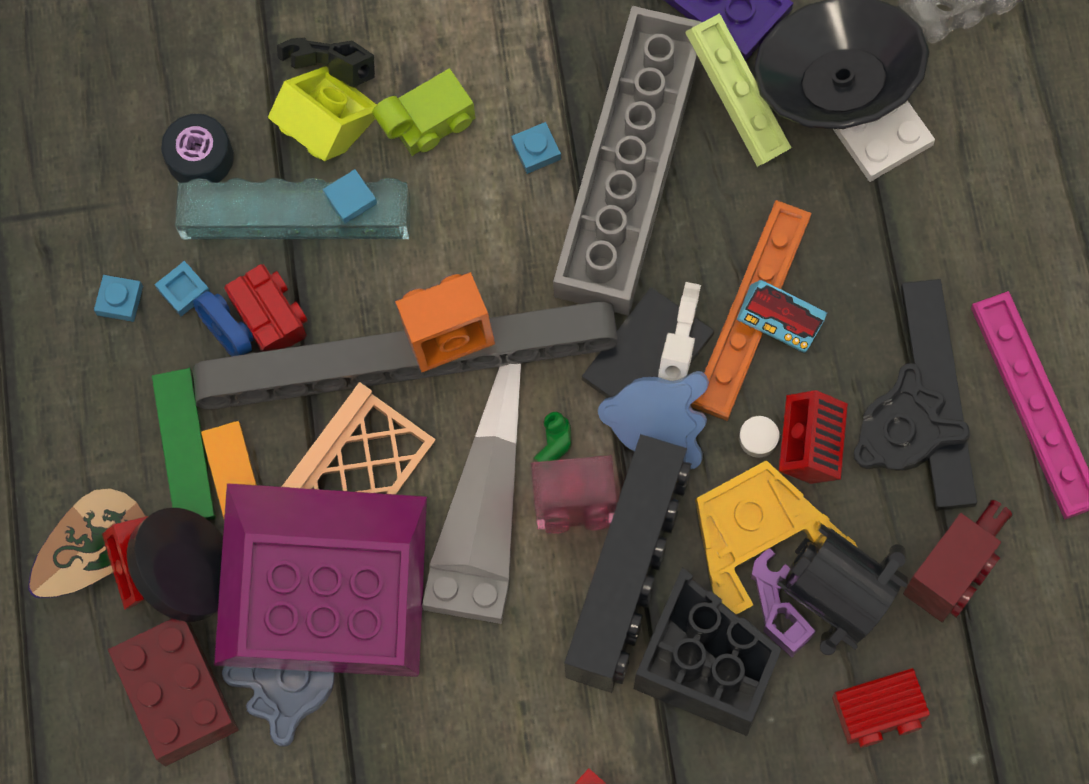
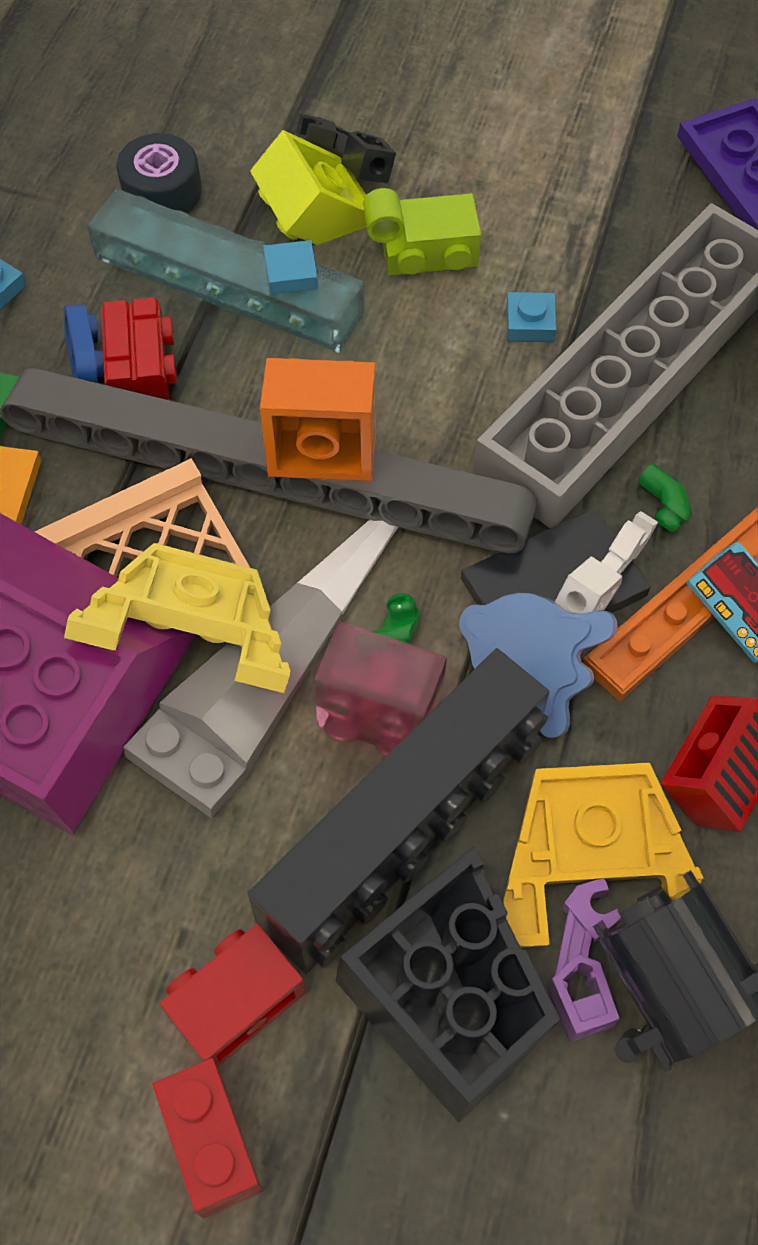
camera: 20 degrees right, 10 degrees down
(181, 288) = (59, 290): dark azure plate -> none
(420, 482) = (193, 596): none -> light yellow wing
(577, 726) = (232, 995): none -> red brick
(700, 253) = (670, 493): none -> green arm
(759, 436) = (652, 736): white tile -> none
(881, 707) = (669, 1175): red brick -> none

